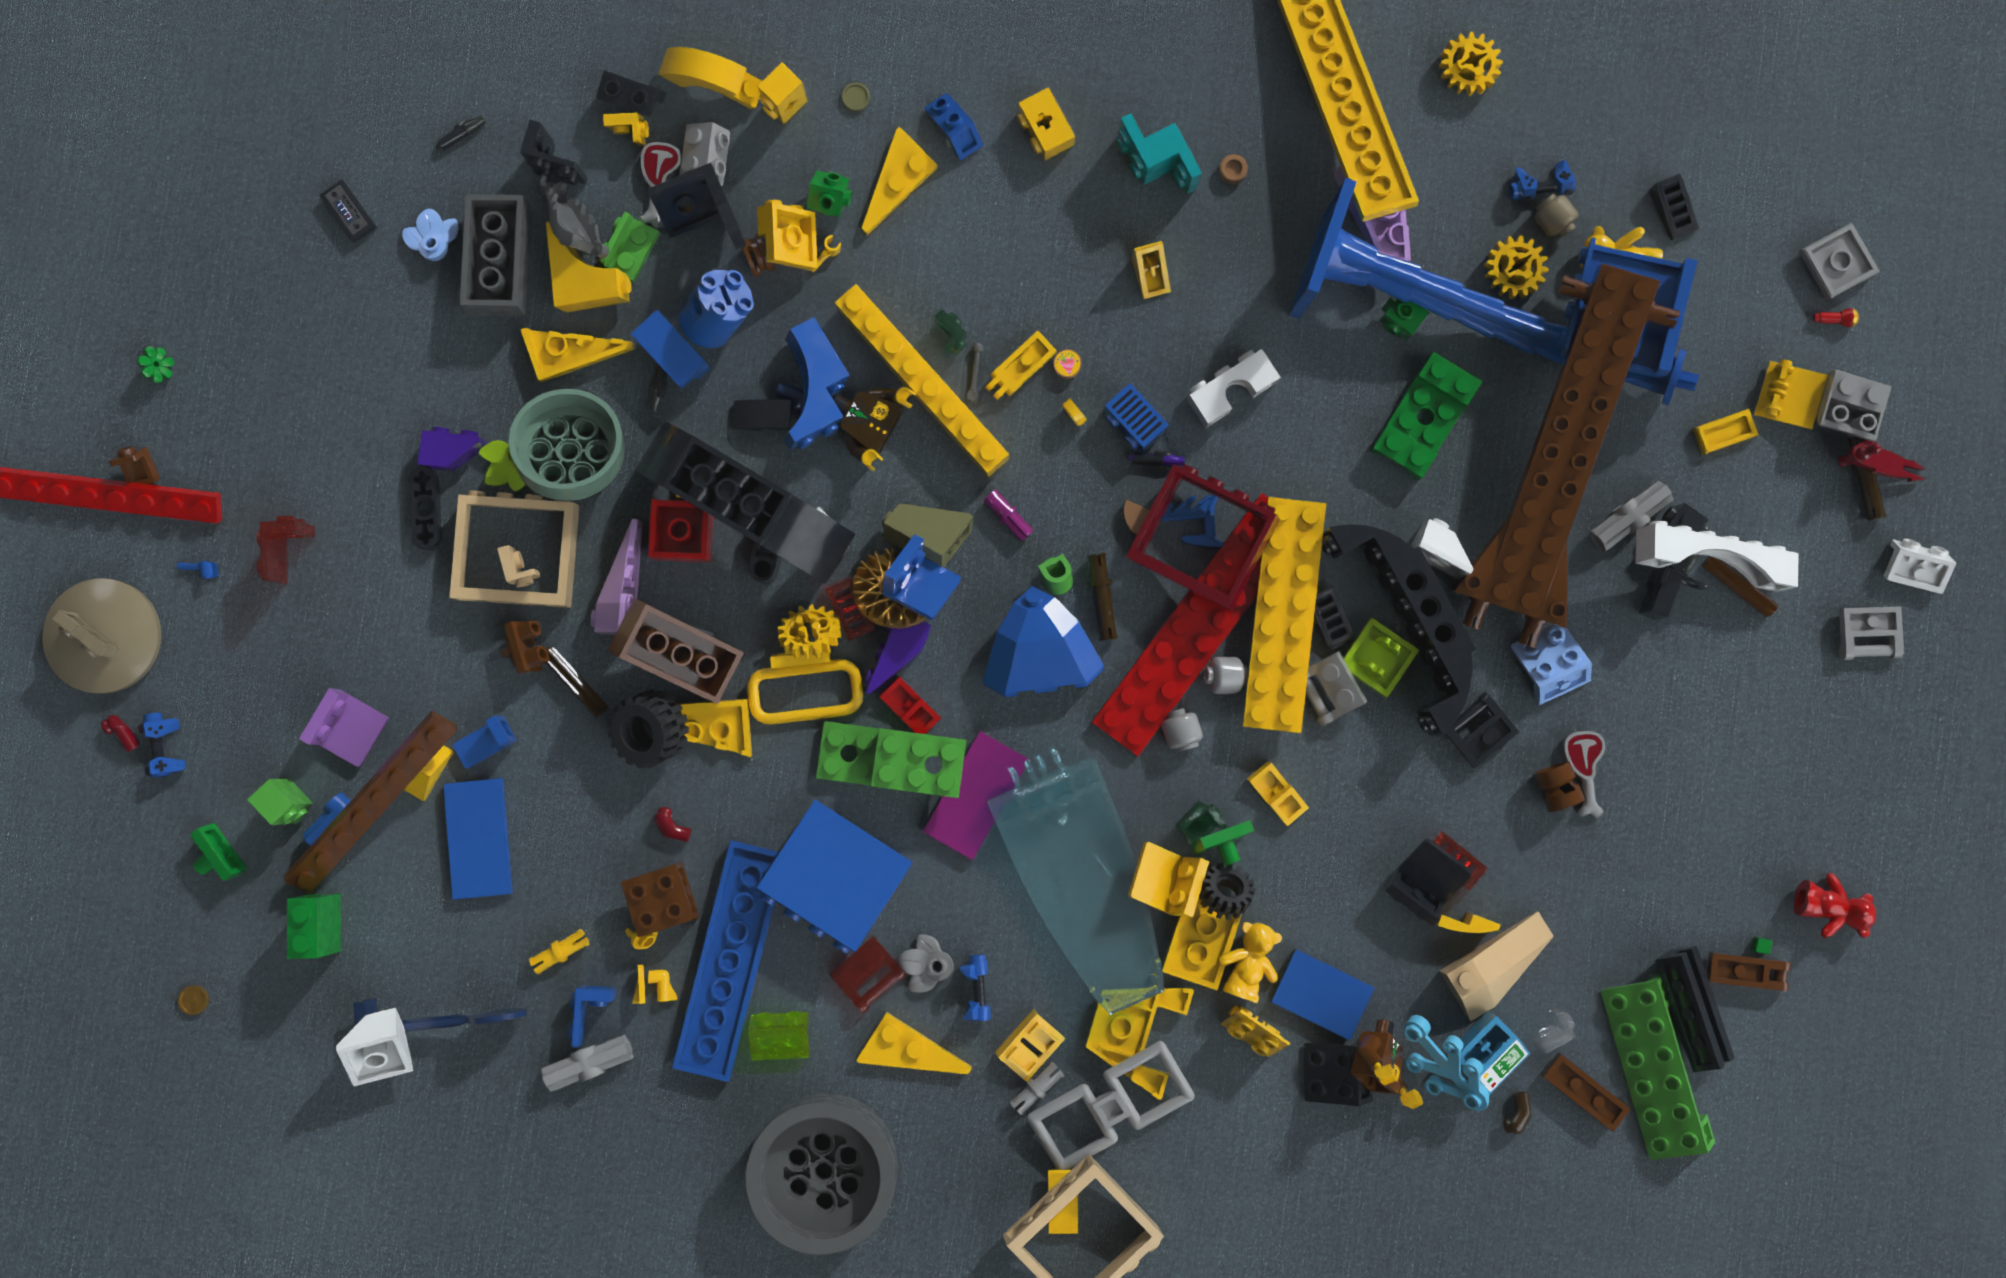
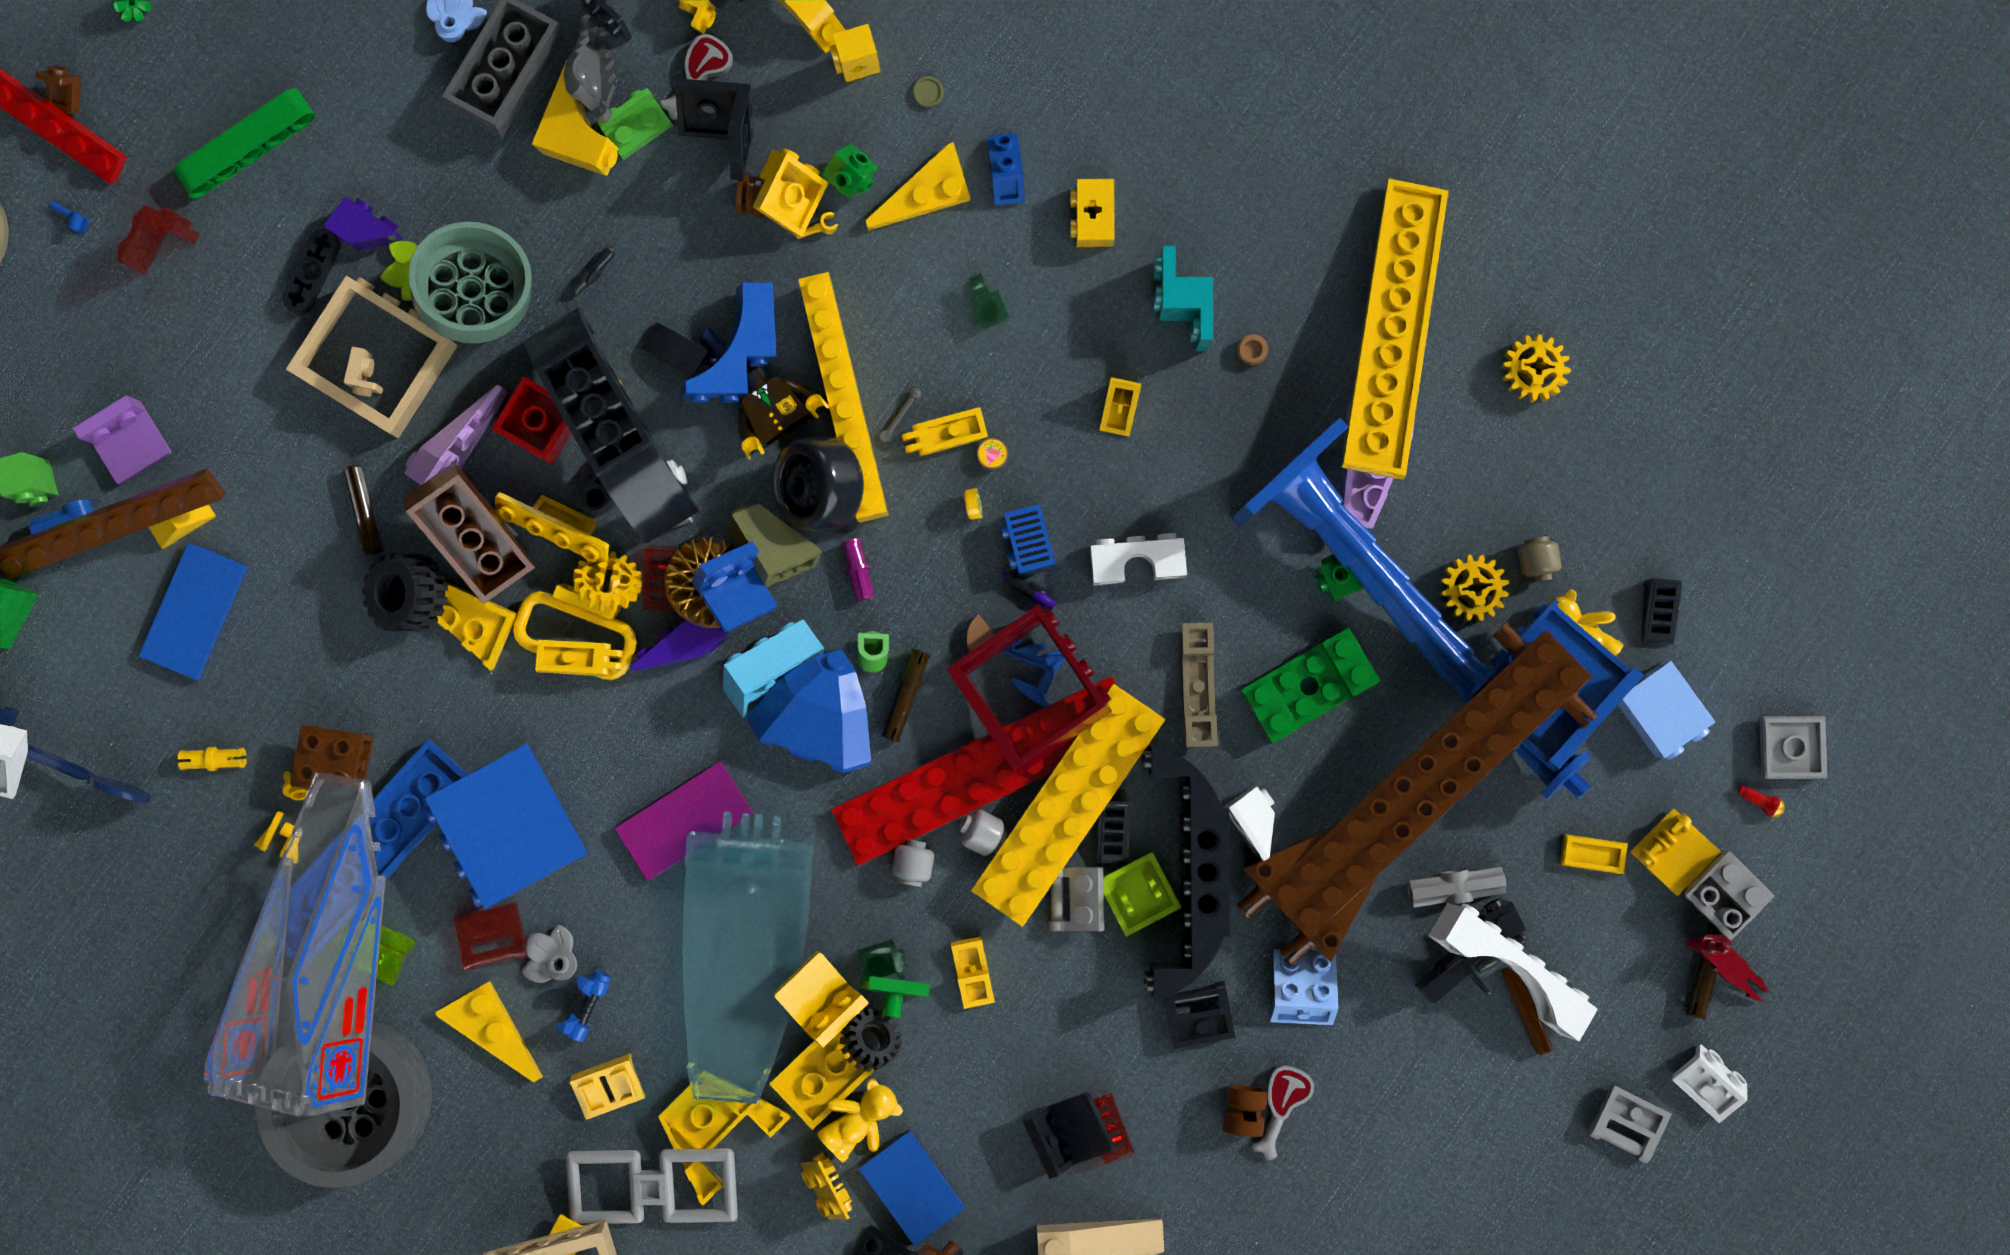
camera: 30 degrees right, 0 degrees up
(312, 431) = (244, 143): none -> green beam
(485, 741) = (248, 523): blue bracket -> none
(522, 648) = (330, 452): reddish brown hips -> none
(560, 354) = (515, 191): yellow wing -> none
(587, 1063) = (181, 878): light grey piece -> none
(597, 997) = (223, 821): blue bracket -> none
(667, 827) = (376, 696): dark red arm -> none
(670, 350) = (620, 242): blue piece -> none
(703, 145) = (758, 65): light grey bracket -> none
(716, 308) = (681, 226): blue cylinder -> none
(741, 607) = (556, 523): none -> yellow bracket
(741, 1083) = (307, 982): none -> clear windscreen
(817, 708) = (576, 658): none -> yellow hinge
(891, 759) = (620, 744): bright green bracket -> none
(909, 706) = (666, 702): red slope -> none
(941, 460) = (818, 483): none -> black wheel
(952, 327) = (900, 359): clear green bracket -> none
(977, 629) = (756, 672): none -> medium azure wedge
(999, 245) = (987, 306): none -> clear green plate
(1037, 1088) = (591, 1131): light grey pin -> none
(1335, 463) = (1198, 685): none -> dark tan slope
(1471, 924) = (1090, 1198): yellow slope -> none
(1527, 186) = (1527, 516): blue piece -> none
(1725, 286) = (1666, 711): none -> light blue brick

